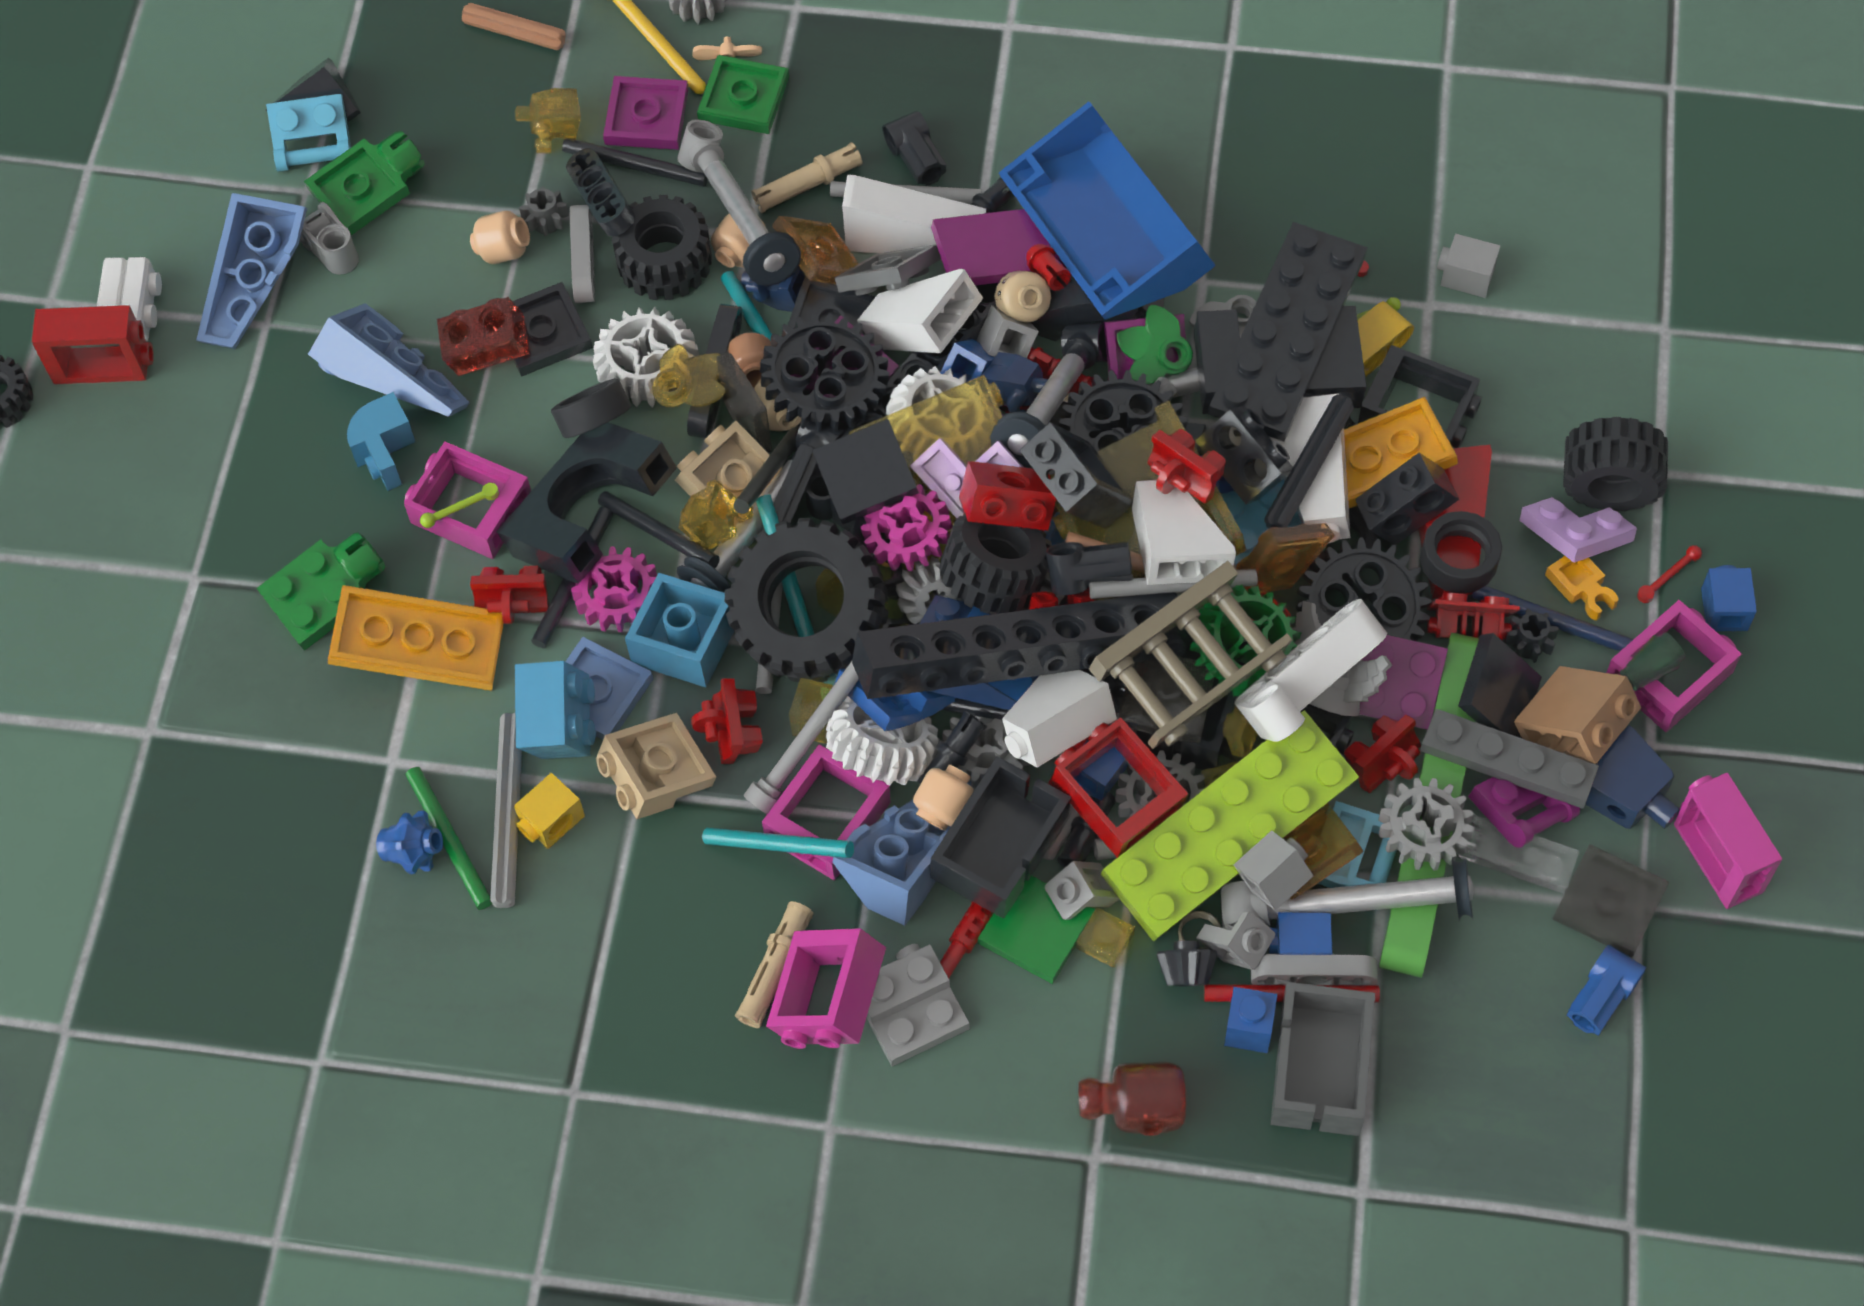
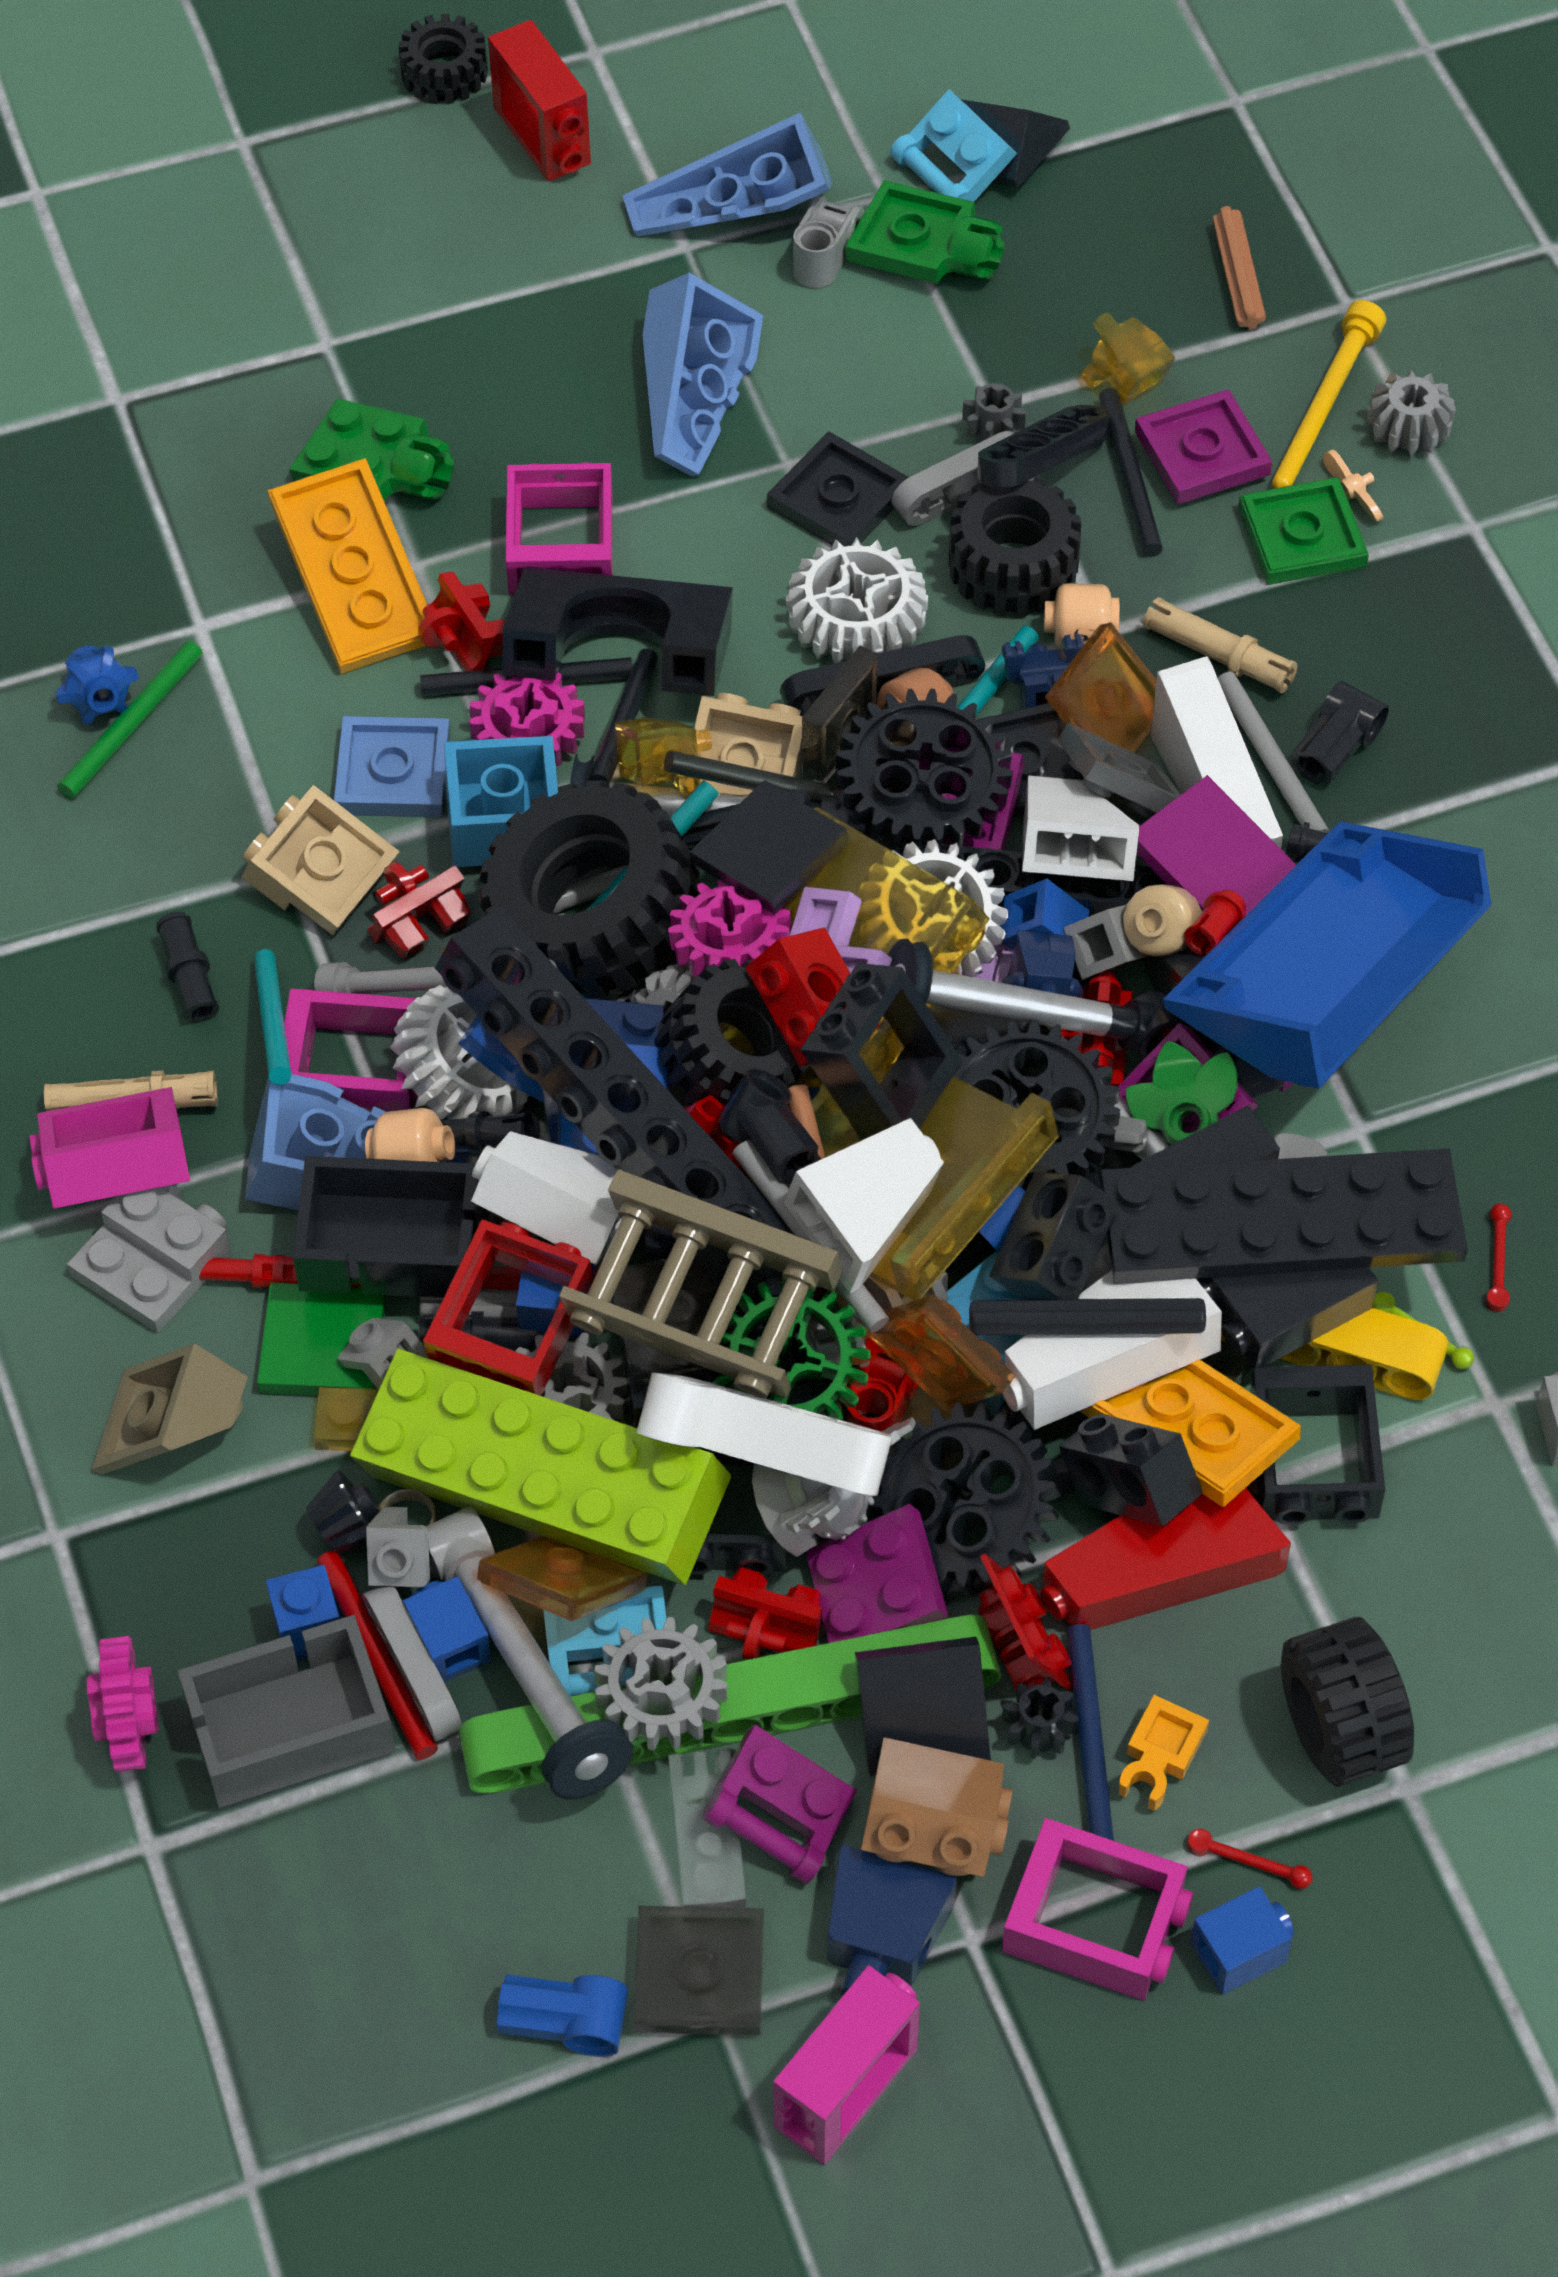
camera: 60 degrees right, 5 degrees down
(132, 284) = (632, 107): white brick -> none
(375, 433) = (594, 405): dark azure brick -> none
(484, 342) = (779, 435): clear red brick -> none
(489, 492) = (567, 532): lime hinge -> none
(500, 237) = (928, 390): light nougat head -> none
(505, 829) = (192, 754): light grey axle -> none
(548, 811) = (205, 790): yellow brick -> none
(553, 710) = (313, 719): dark azure brick -> none
(591, 408) = (741, 577): black tyre -> none
(689, 885) = (187, 967): none -> black pin
(692, 376) = (830, 640): clear yellow plate -> none
(769, 255) = (1043, 636): piece -> none
(1049, 1044) = (169, 1406): none -> dark tan slope
(1141, 1098) = (139, 1536): clear red piece -> none
(1183, 469) = (963, 1132): red hips -> none
(1273, 1155) = (122, 1703): none -> dark pink gear
(1274, 869) = (490, 1529): light grey brick -> none
(1465, 525) = (1092, 1522): black tyre -> none
(1509, 758) = (819, 1750): dark grey plate -> none
(1577, 536) = (1223, 1713): lavender plate -> none
(1654, 660) = (1056, 1859): clear green cone -> none

